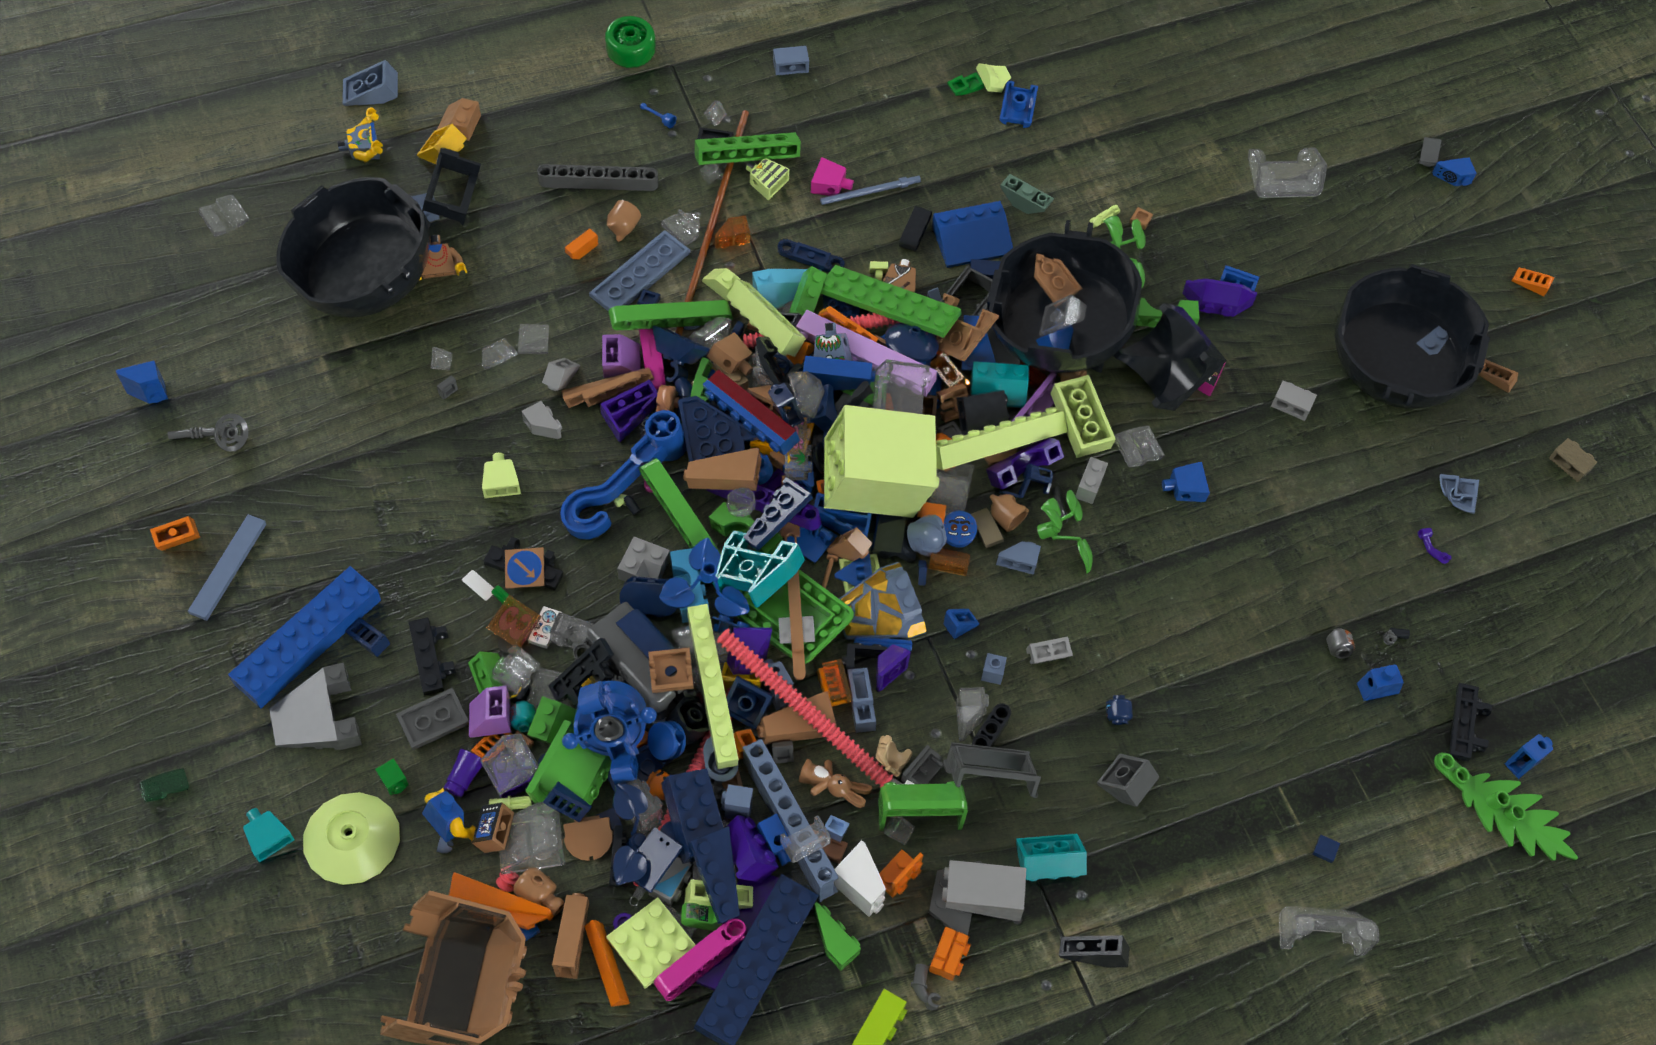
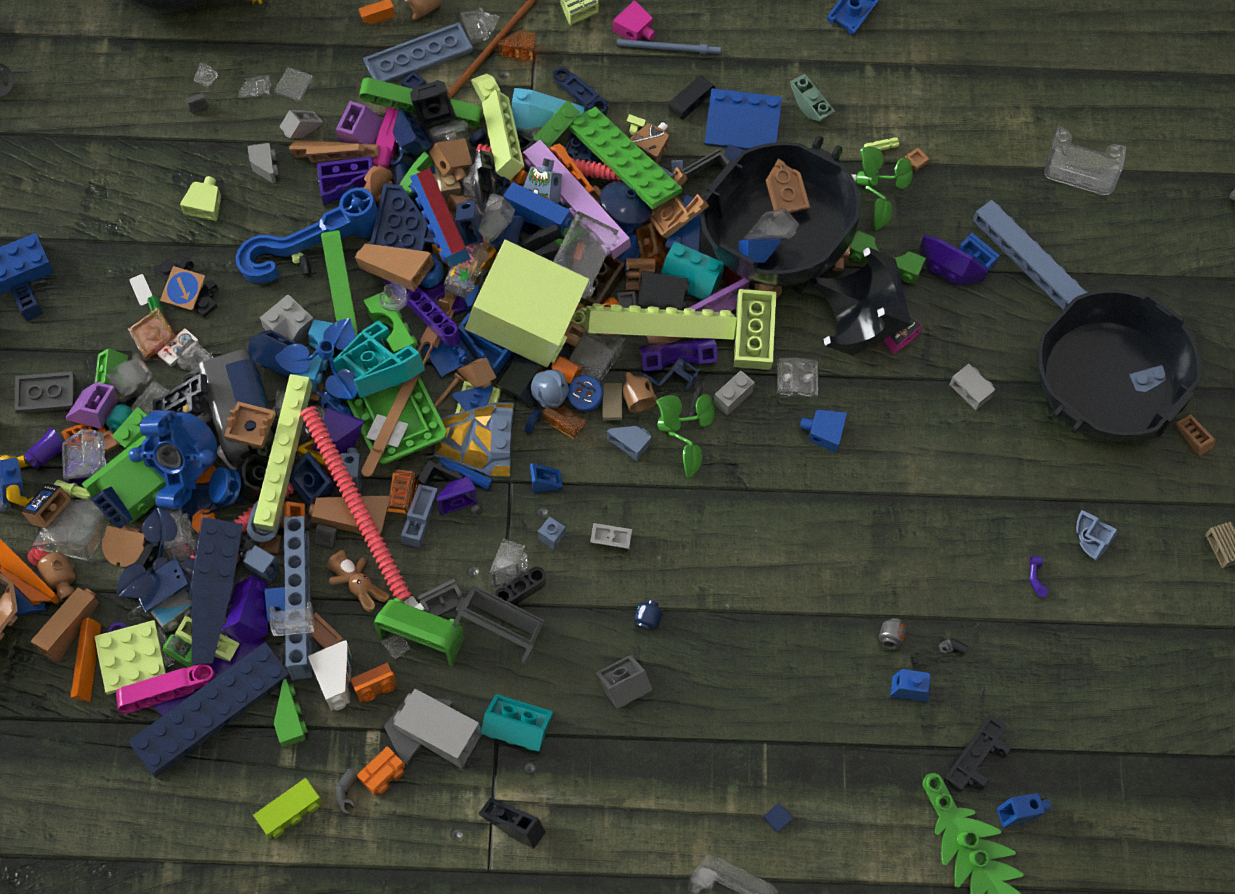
camera: 25 degrees right, 5 degrees up
(430, 669) = (64, 346): black hinge -> none
(688, 310) = (432, 104): none -> black slope
(778, 513) = (429, 314): dark blue wing -> none
(836, 828) = (338, 621): light blue tile -> none
(890, 757) = (419, 576): tan helmet -> none
(1283, 270) = (1027, 254): none -> sand blue brick

